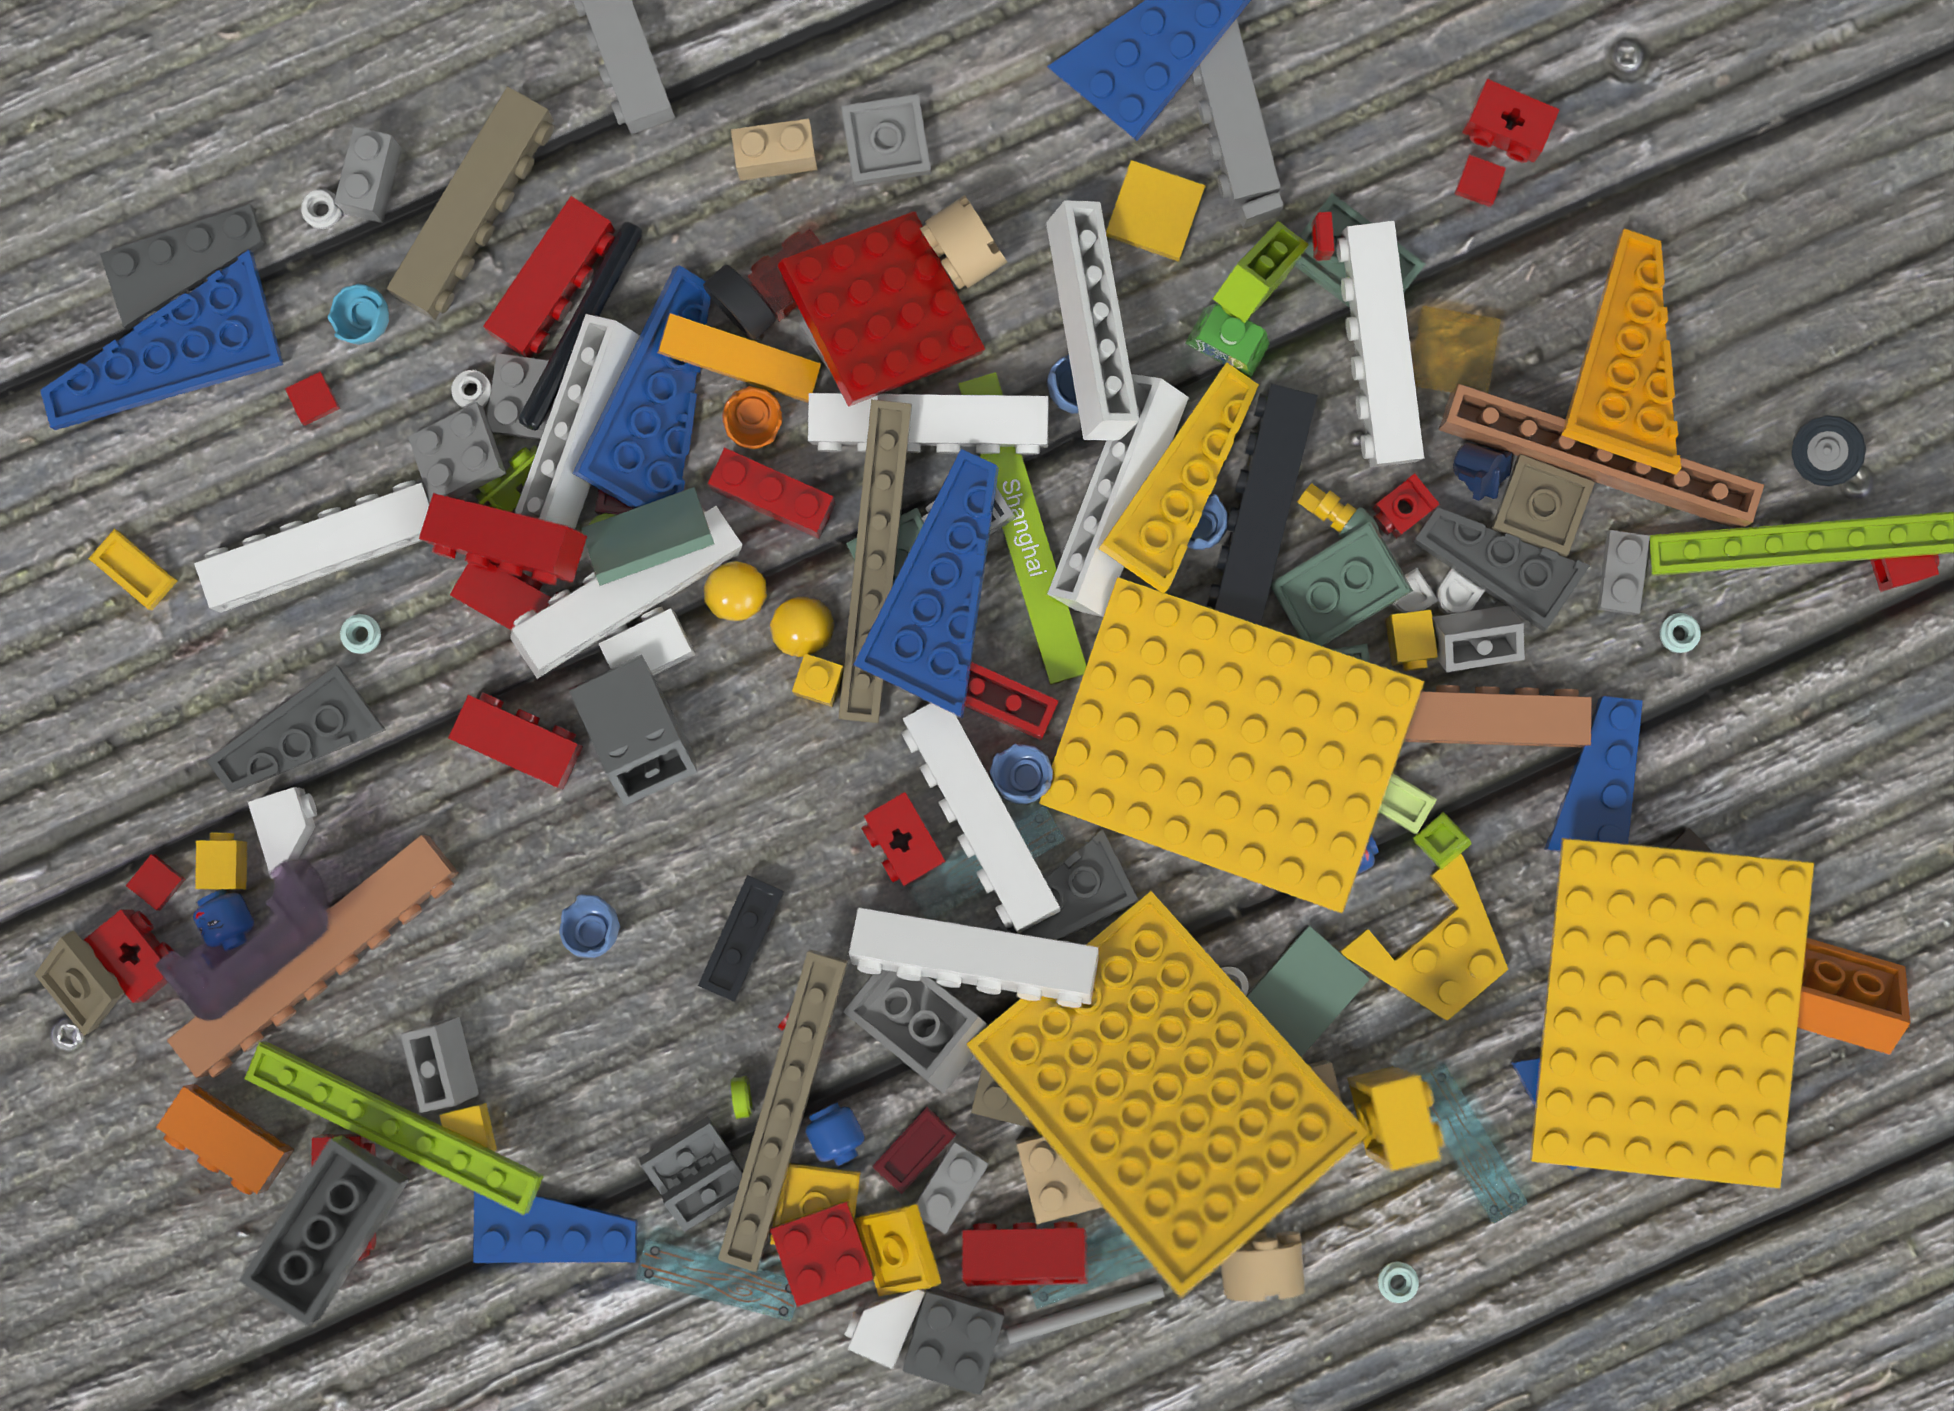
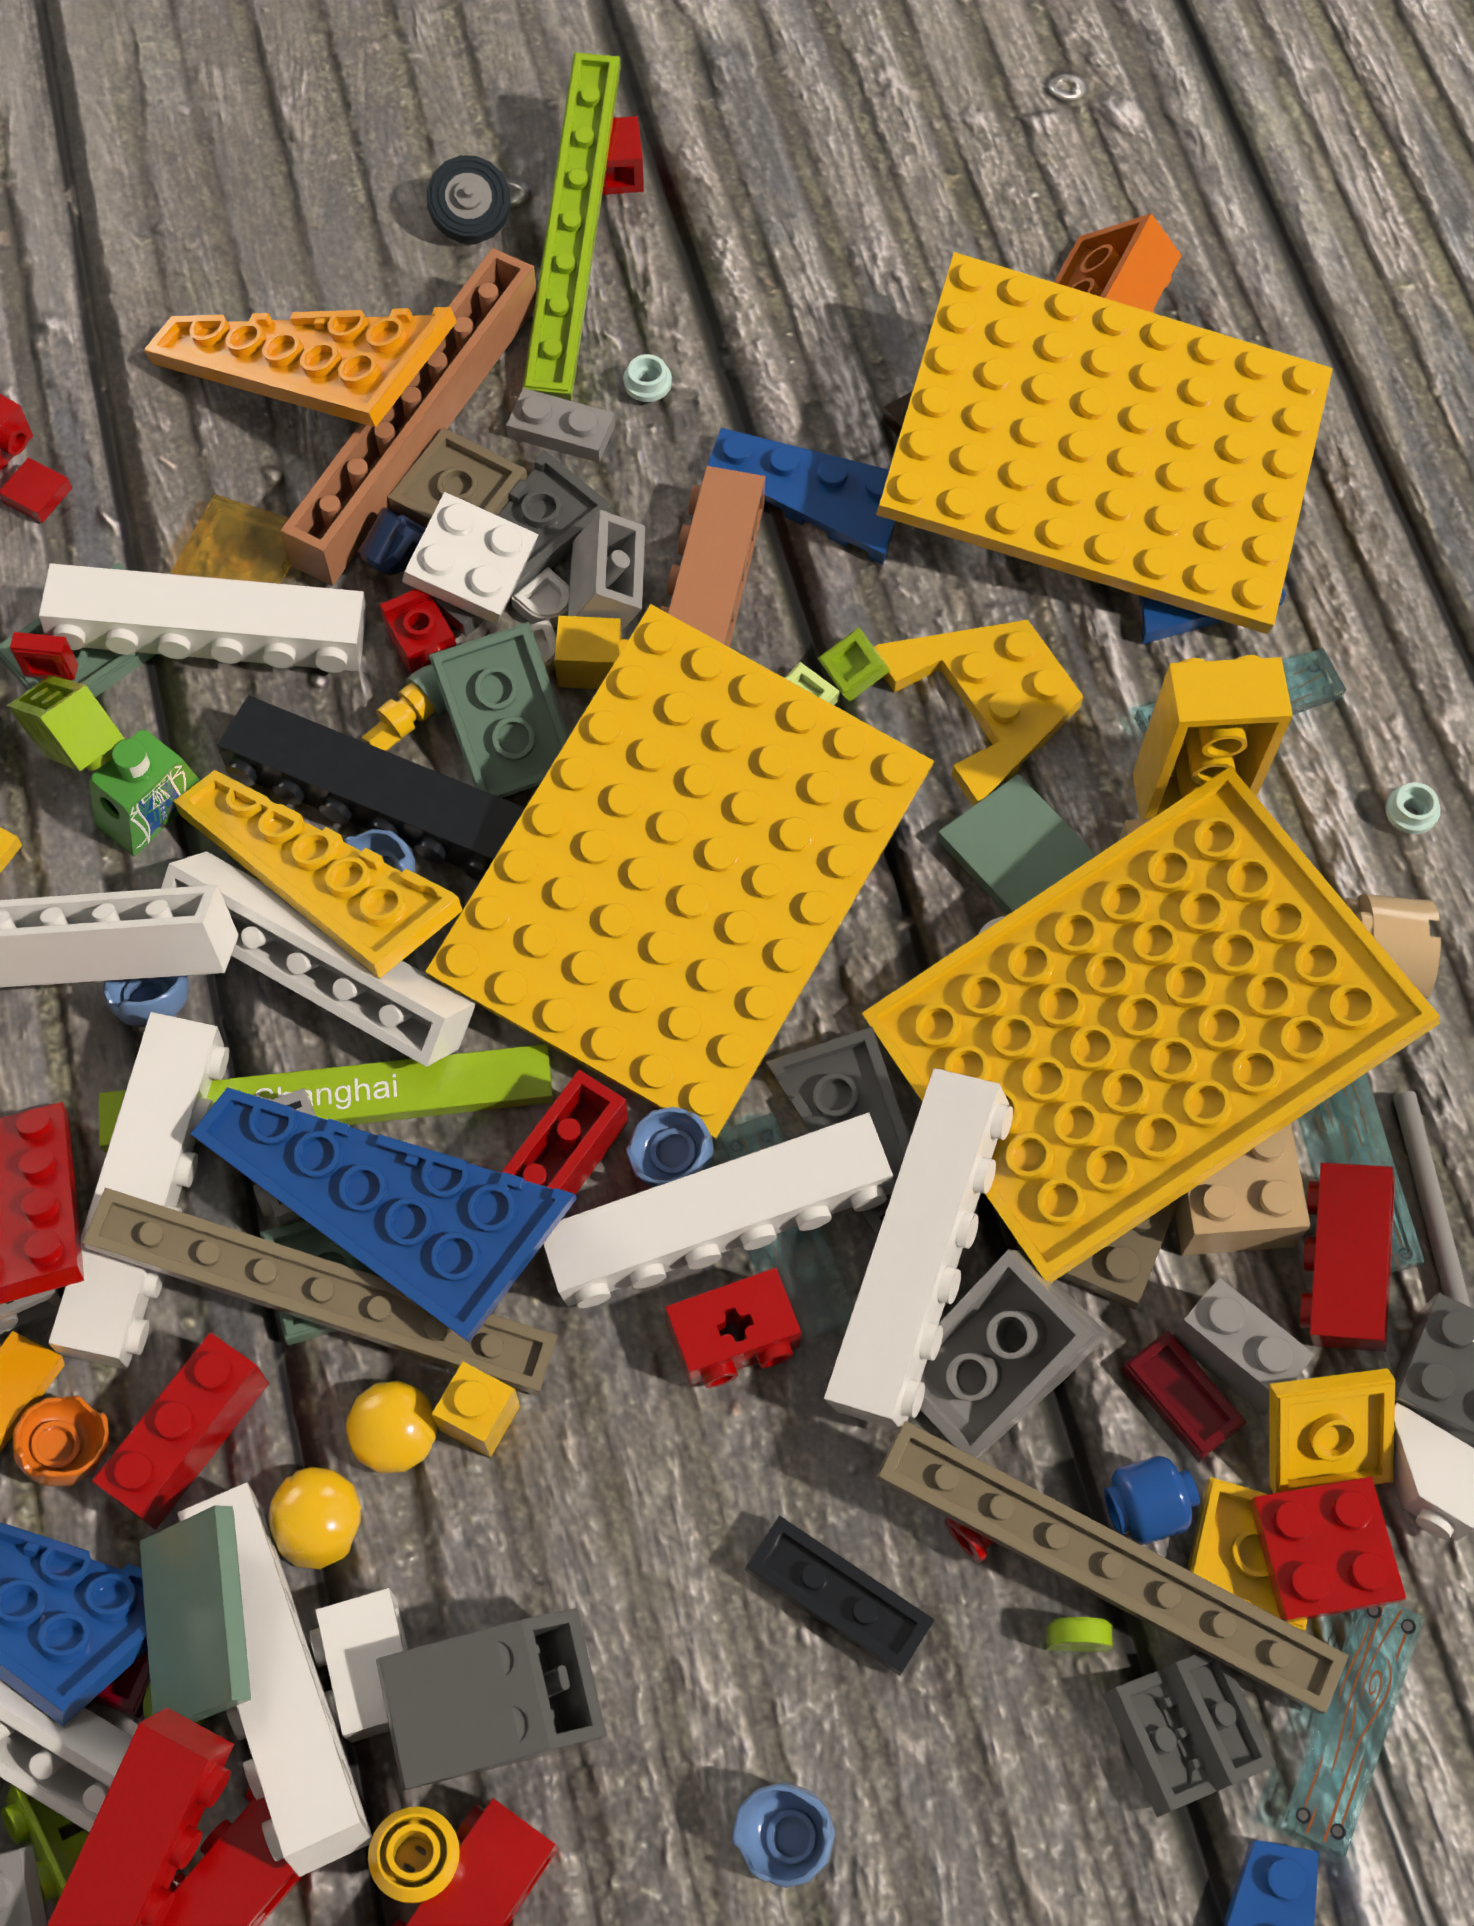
camera: 80 degrees left, 20 degrees down
(539, 692) = (395, 1846): none -> yellow cone
(1468, 532) = (470, 558): none -> white plate

